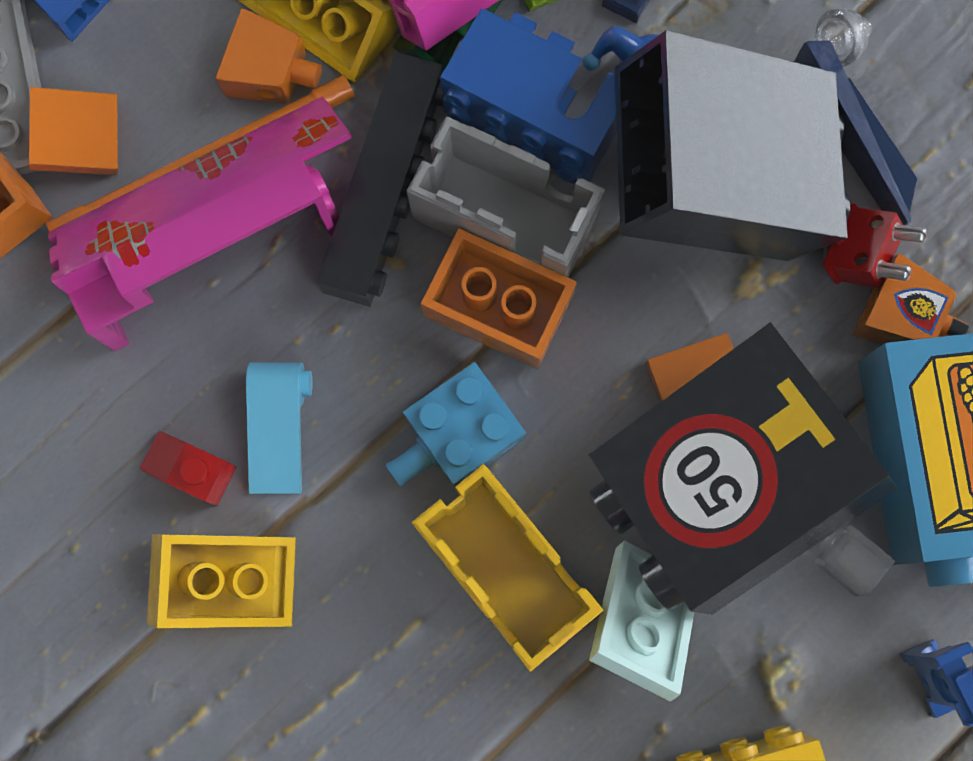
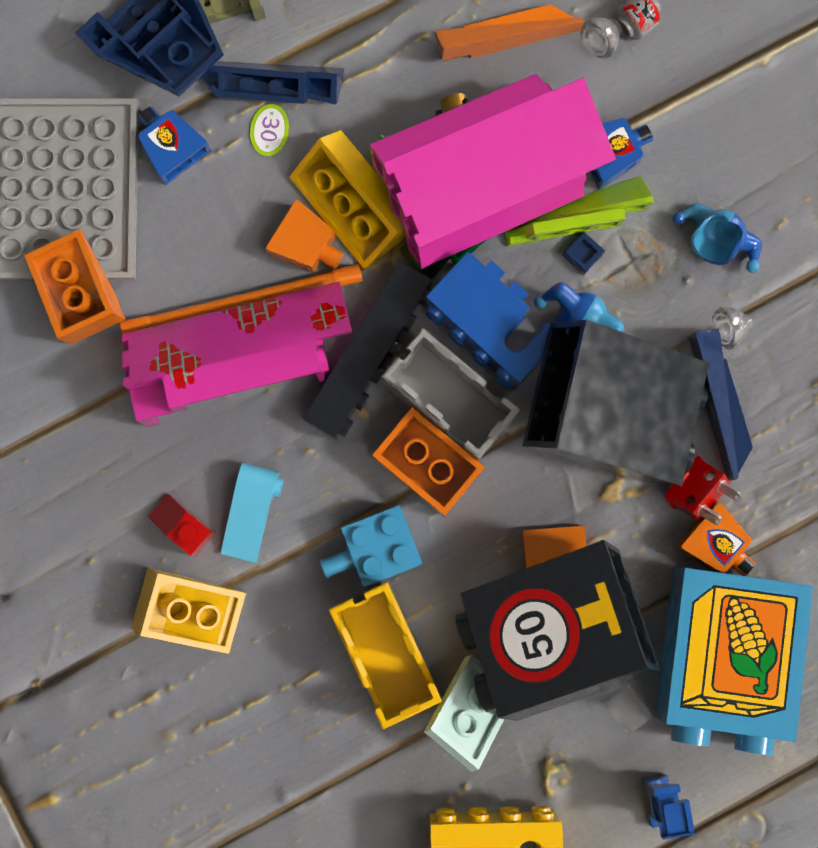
camera: 10 degrees right, 5 degrees up
(73, 131) = (154, 259): orange tile -> none

